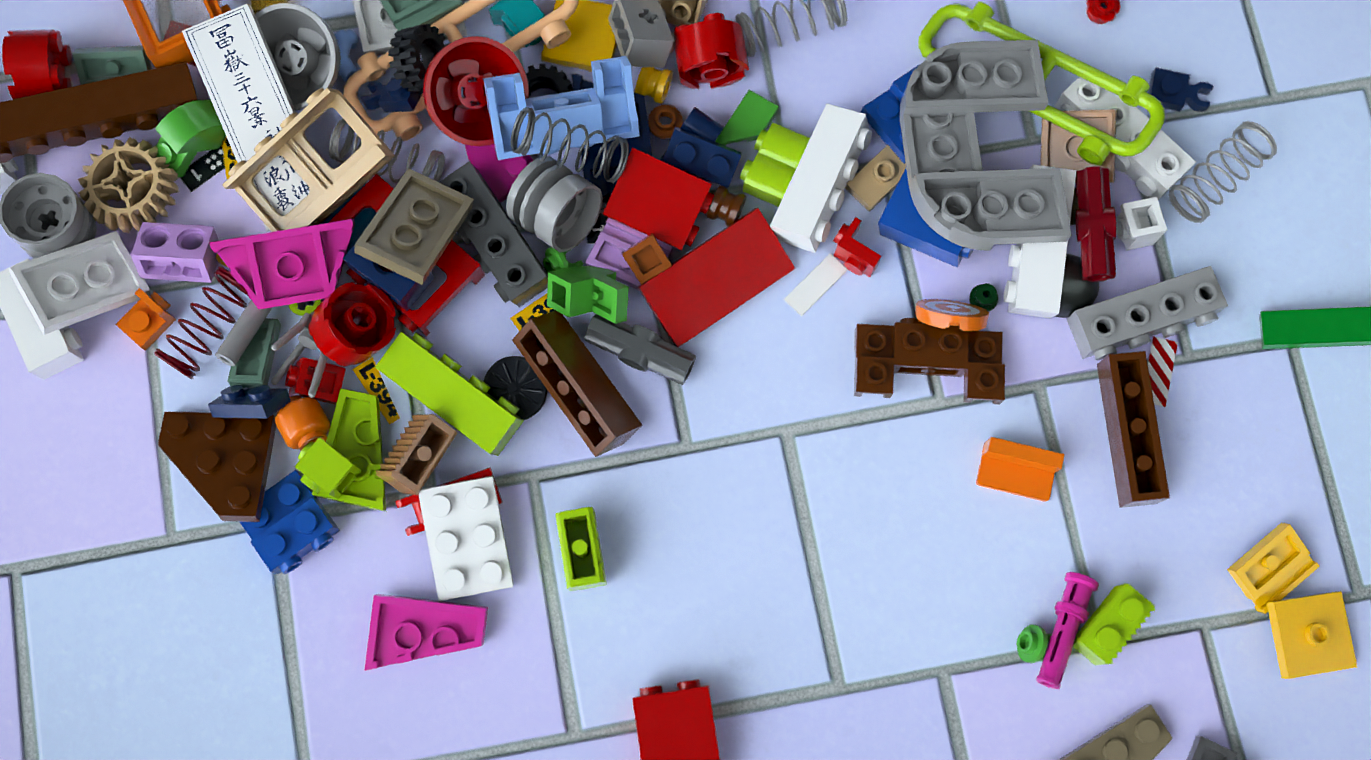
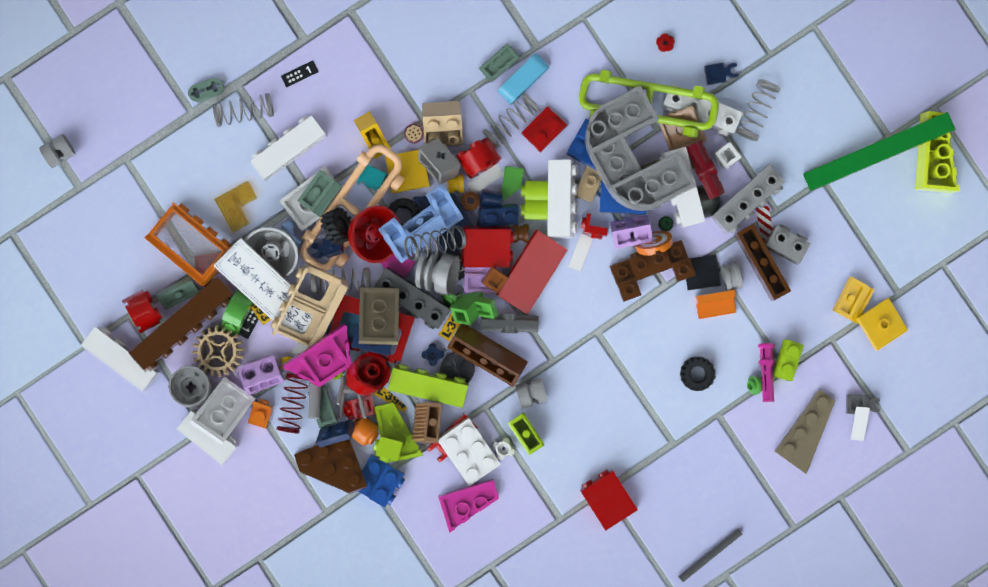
camera: 25 degrees left, 10 degrees up
(474, 342) = (432, 349): none -> dark blue plate
(538, 569) = (498, 447): none -> white plate
(622, 483) = (531, 393): none -> light grey wheel
(708, 100) = (485, 179): none -> white sticker
(840, 60) = (544, 129): none -> red plate
(919, 280) = (631, 232): none -> lavender brick
(957, 571) = (709, 373): none -> black tyre
(1020, 413) = (706, 273): none -> black piece
(1067, 430) = (731, 276): none -> light grey wheel
(1190, 419) = (787, 244): none -> light grey brick

